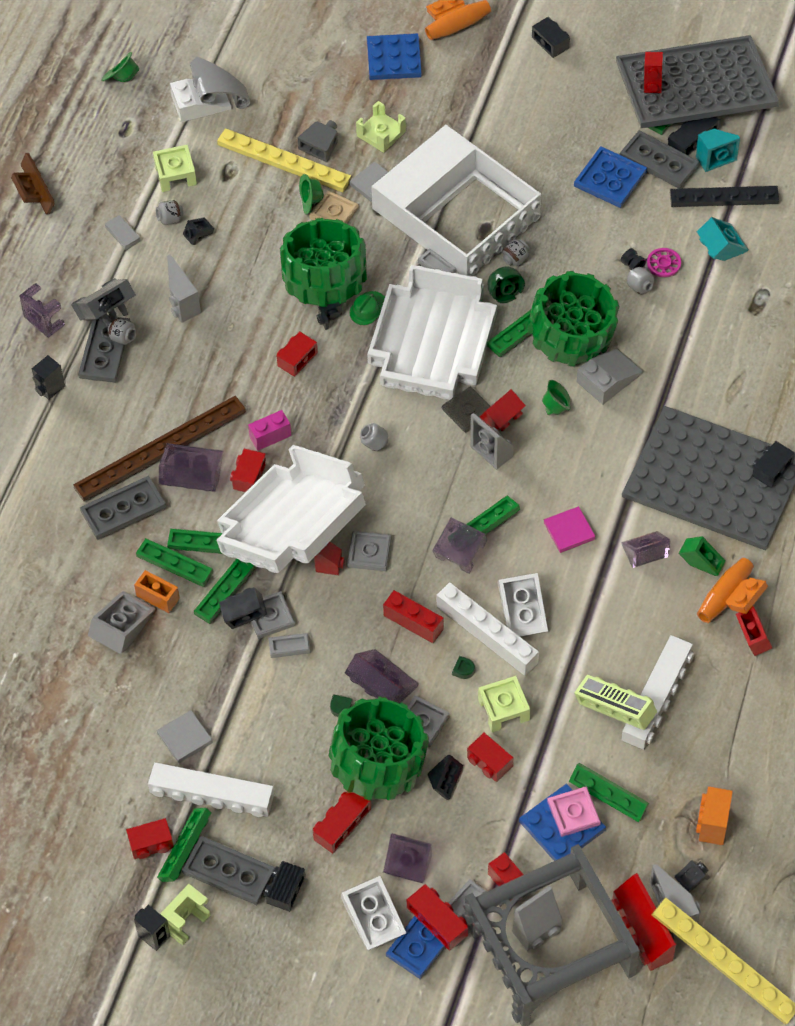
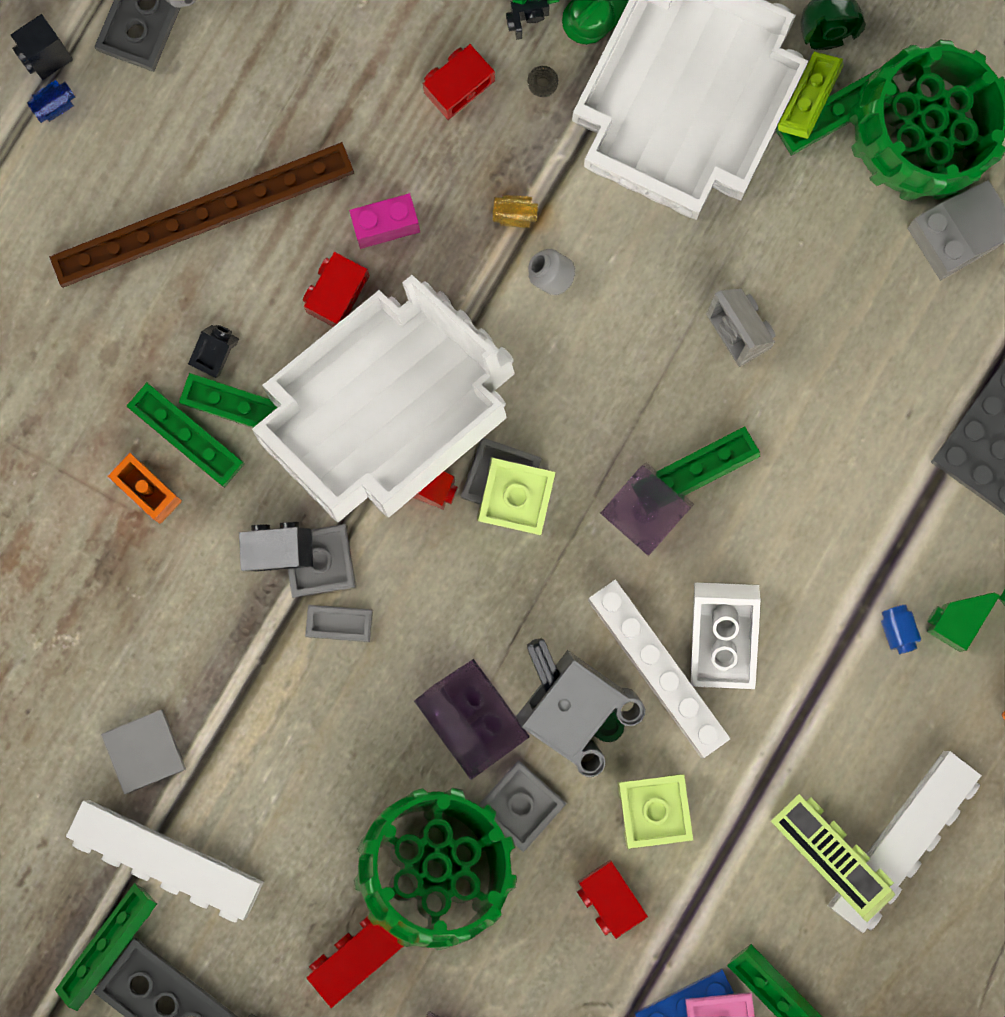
camera: 15 degrees right, 25 degrees up
(58, 406) = (51, 101): none -> clear blue brick
(120, 622) = (80, 526): light grey slope -> none
(121, 518) = (103, 303): dark grey plate -> none
(150, 839) = (54, 926): red brick -> none
(181, 515) = (213, 350): none -> black bracket
(190, 467) = (242, 265): clear purple slope -> none
(225, 587) = (248, 508): green plate -> none
(339, 703) = (397, 750): dark green tile -> none
(345, 341) = (542, 72): none -> clear smoke plate
(345, 412) = (515, 211): none -> clear yellow brick
(380, 552) = (516, 496): none -> yellowish green panel
(413, 616) = (544, 618): red brick -> none
(440, 651) = (573, 706): none -> piece
(445, 776) = (533, 914): black slope -> none
(463, 405) = (717, 245): clear smoke tile -> none
(502, 323) = (810, 95): none -> lime tile
(503, 410) = (773, 267): red brick -> none
(556, 398) = (867, 261): green piece -> none
(569, 529) = (831, 508): dark pink tile -> none
(625, 582) = (900, 629): none -> blue brick
(646, 548) = (948, 569): slope -> none
(659, 570) = (961, 620): none -> green slope

